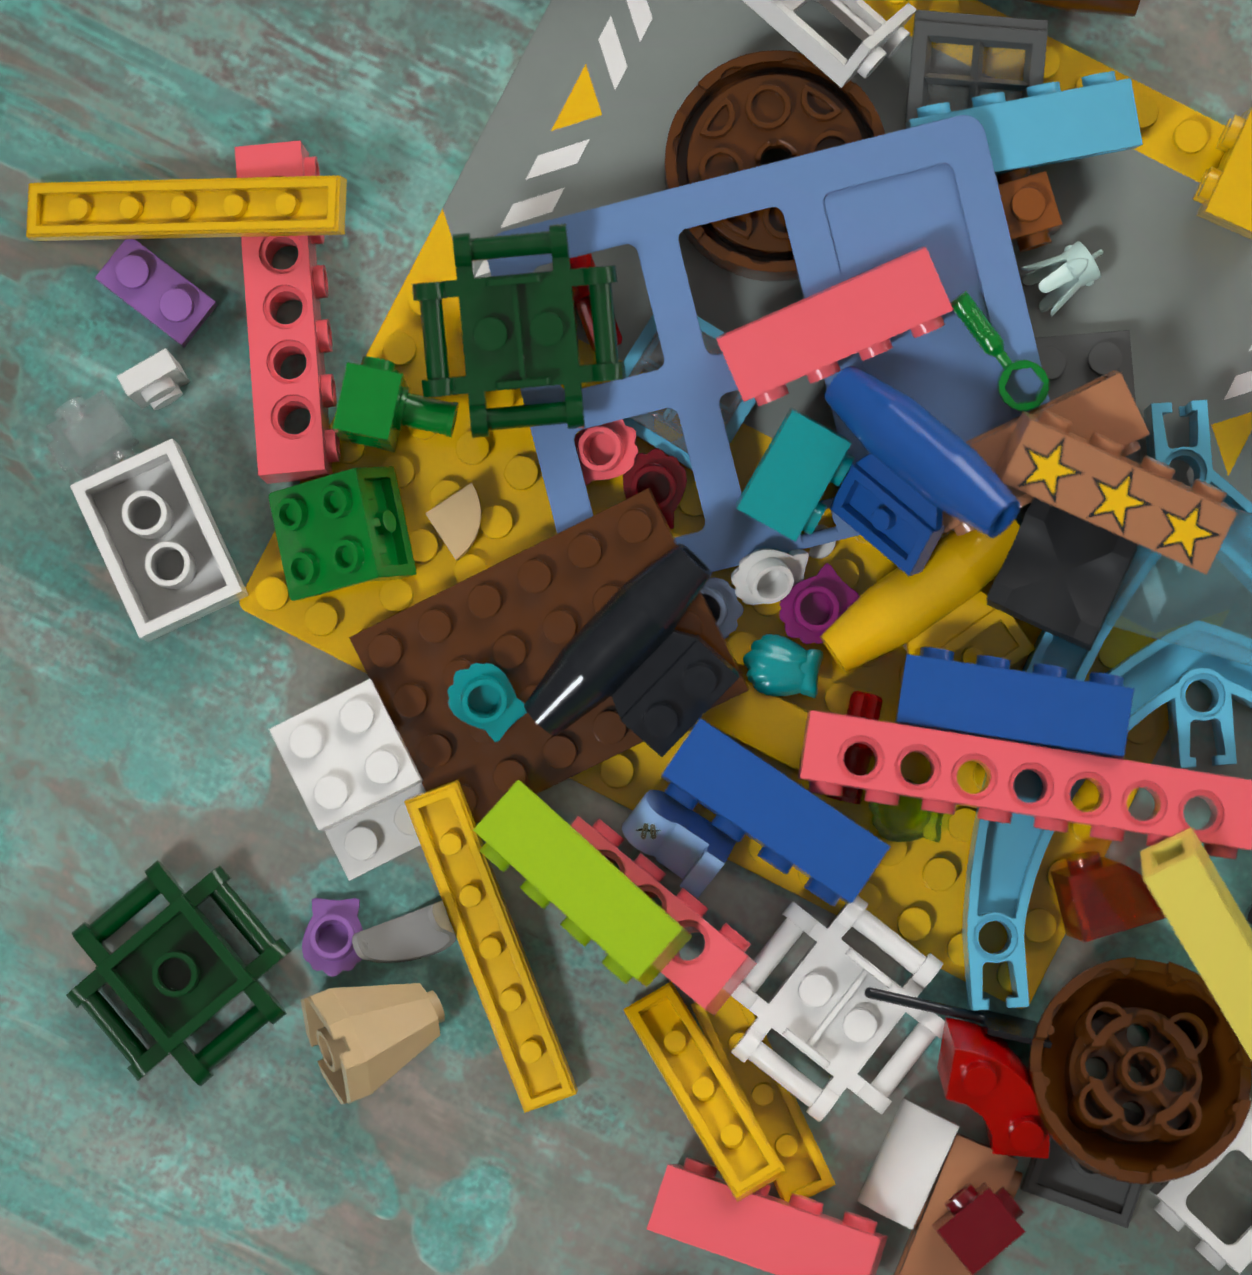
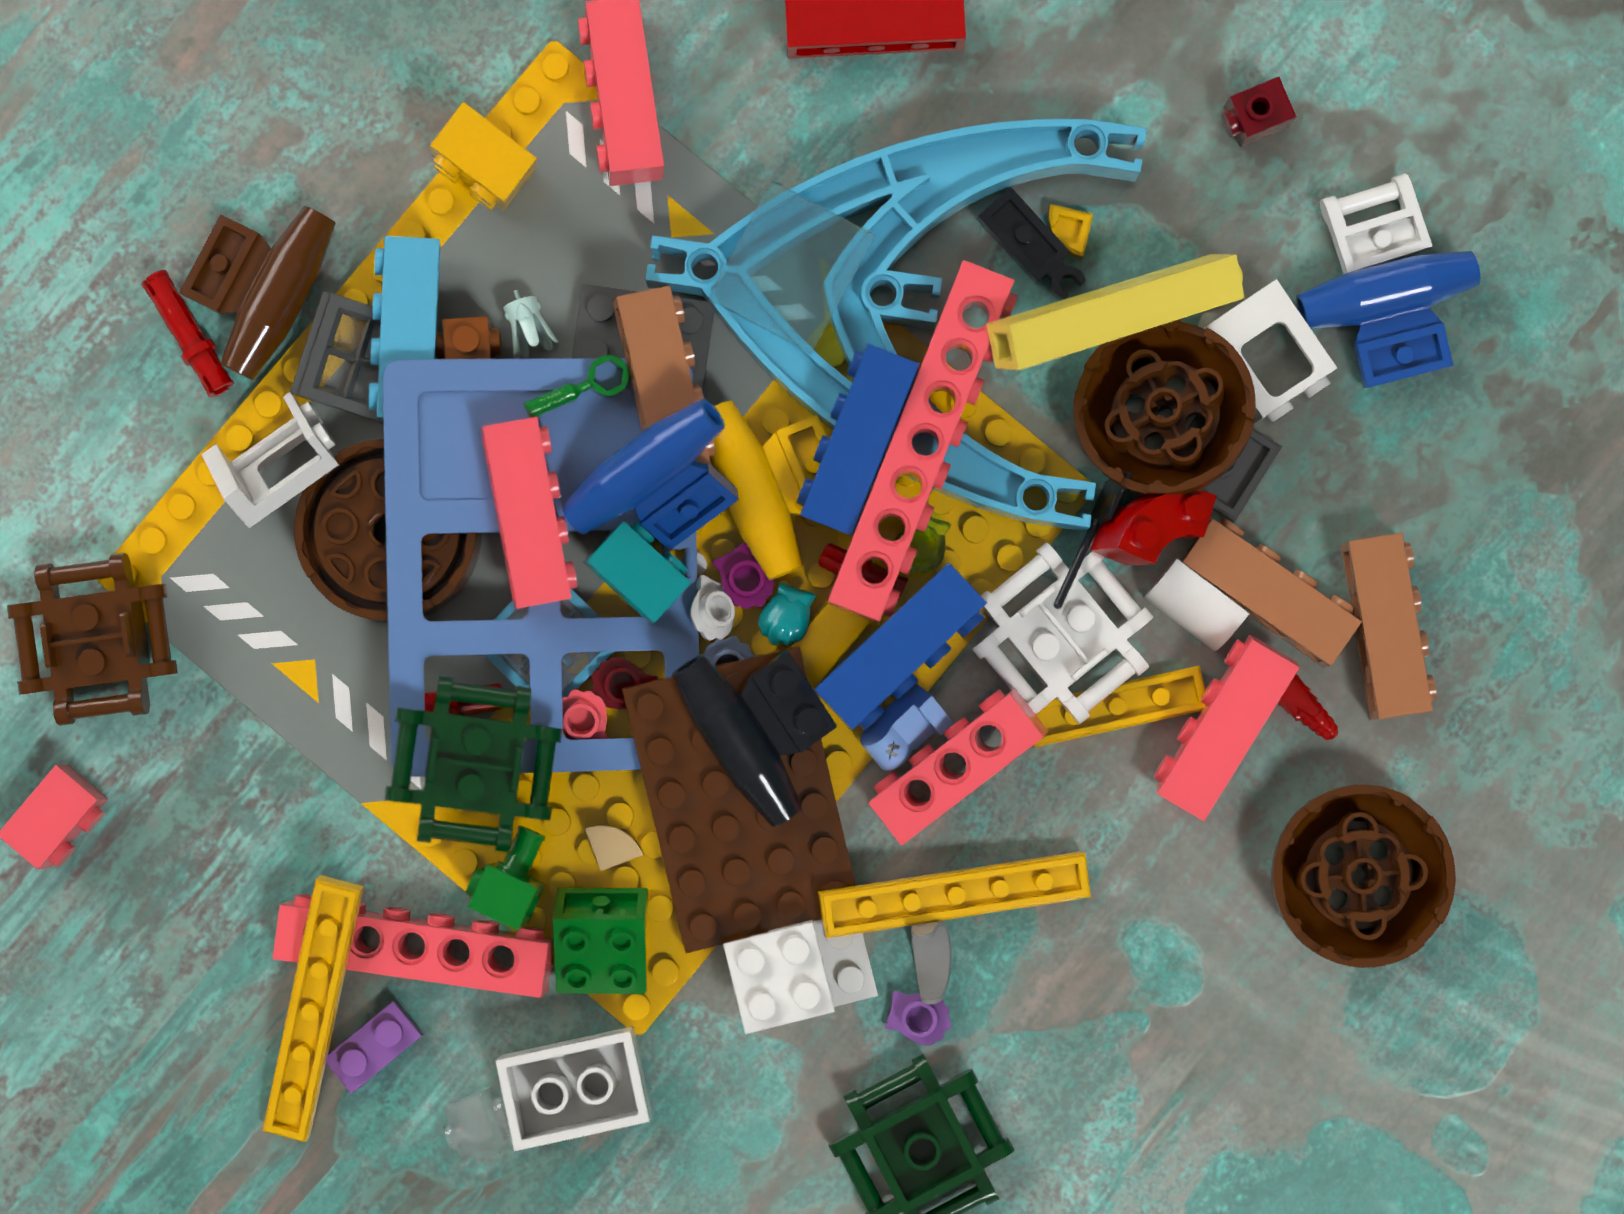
camera: 80 degrees left, 0 degrees up
(154, 381) = (445, 1064): white plate -> none
(369, 1033) = (1003, 1006): tan cone -> none
(485, 699) = (760, 856): teal animal -> none
(582, 884) = (923, 812): lime brick -> none
(704, 1091) = (1106, 751): yellow tile -> none
(979, 1224) = (1257, 560): dark red brick -> none
(1062, 574) = (764, 379): black brick -> none
(1102, 897) = (1022, 406): clear red slope -> none
(1115, 491) = (709, 322): nougat brick -> none

